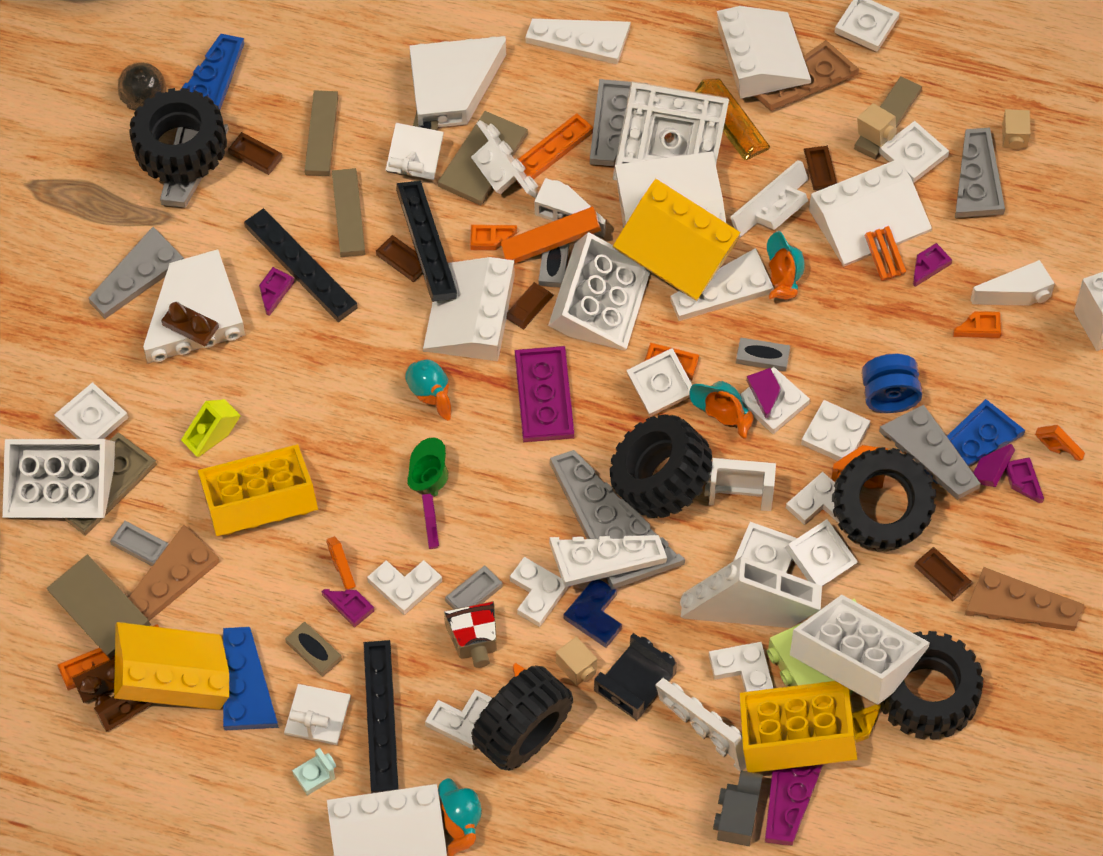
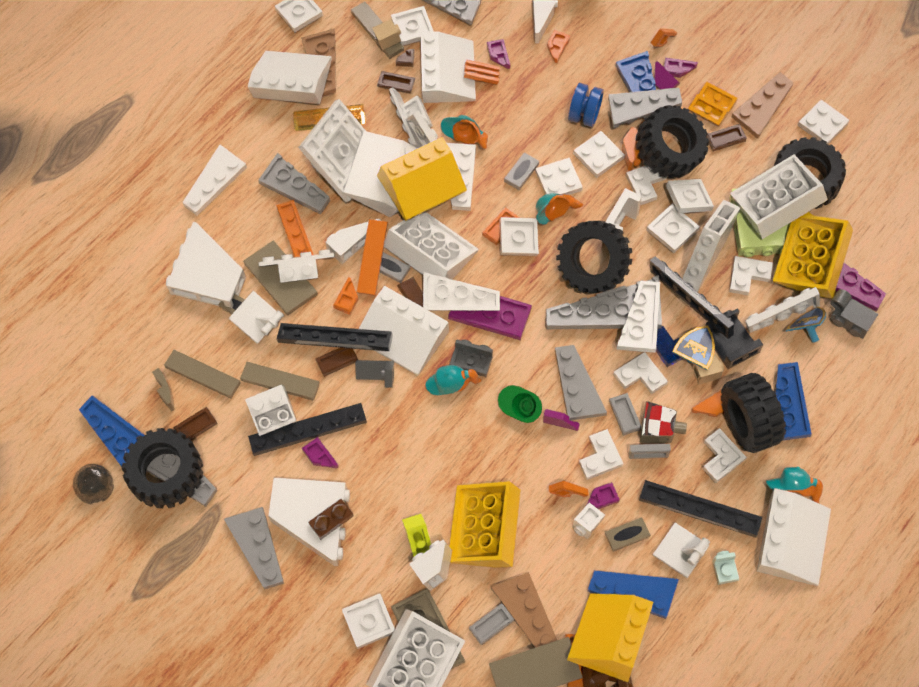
camera: 65 degrees left, 5 degrees up
(177, 448) = (433, 565): none -> white slope
(281, 106) = (165, 391): none -> dark tan slope
(302, 214) = (271, 410): none -> white slope
(308, 594) = (587, 520): none -> white bracket
(406, 305) = (375, 371): none -> dark grey bracket
(431, 633) = (649, 451): none -> light grey tile
(466, 395) = (472, 356): none -> dark grey bracket
(482, 527) = (578, 390): none -> light grey wing
(539, 340) = (454, 295): none -> white wing
(563, 780) = (792, 401): none -> blue wing
(595, 631) = (697, 347): none -> shield
(661, 608) = (695, 300): none -> black plate
(702, 760) = (810, 321): none -> shield
(753, 207) = (419, 125): none -> white plate
(765, 390) = (556, 178): magenta tile -> none
(861, 164) = (406, 59): none -> tile
(987, 540) = (713, 103): none -> light orange slope
(1032, 686) = (823, 122): none -> white plate

